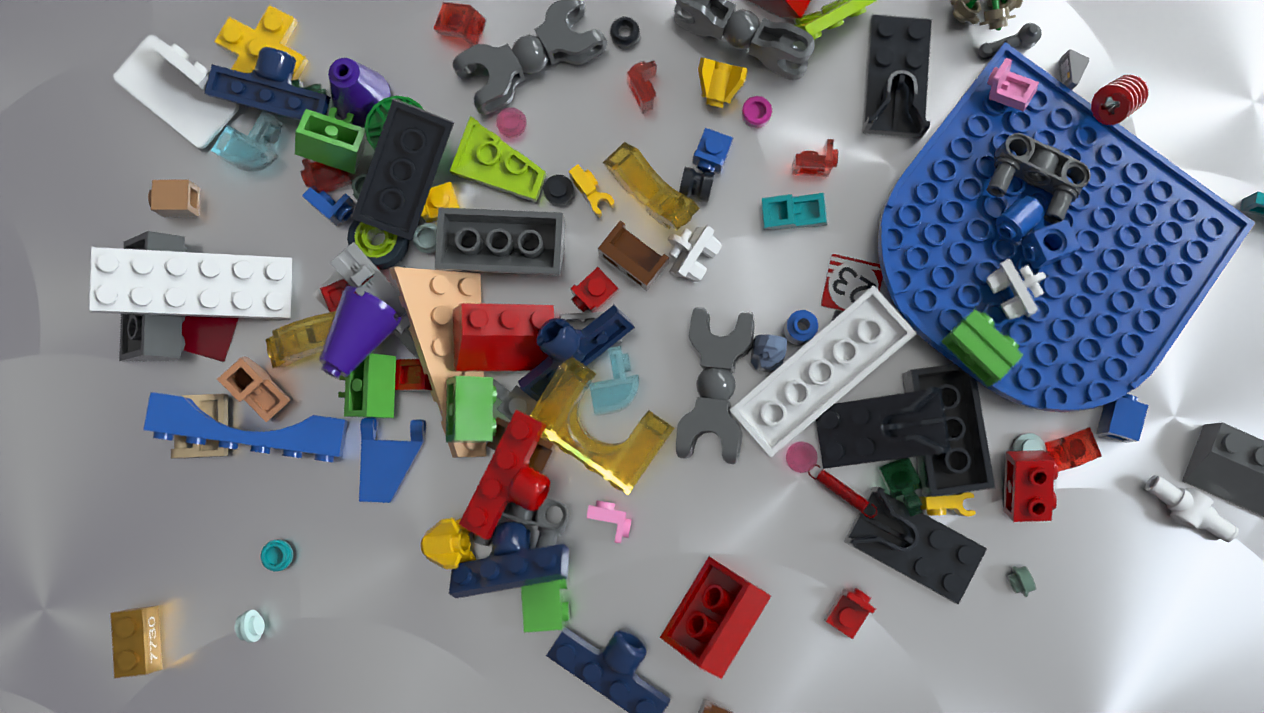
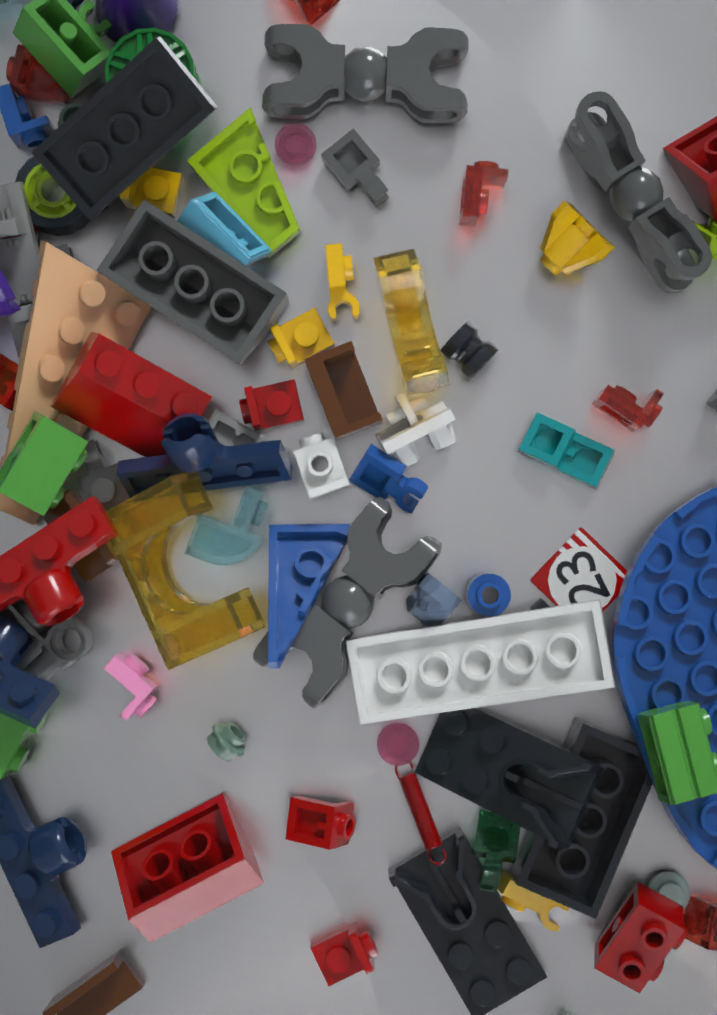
camera: 30 degrees right, 5 degrees up
(425, 238) = (111, 223): light aqua plate -> none
(498, 197) = (224, 228): none -> medium azure slope
(555, 112) = (354, 163): none -> dark grey plate
(558, 189) = (303, 259): black plate -> none
(585, 239) = (300, 338): none -> yellow bracket
(624, 23) = (505, 104): black plate -> none
(651, 321) = (325, 482): none -> white brick
(672, 382) = (298, 568): none -> blue wing
(689, 293) = (382, 476): none -> blue plate
(692, 519) = (227, 741): none -> sand green plate
(712, 151) = (512, 320): blue bracket -> none
(756, 111) = (595, 304): dark pink tile -> none
(782, 536) = (320, 822): none -> red bracket

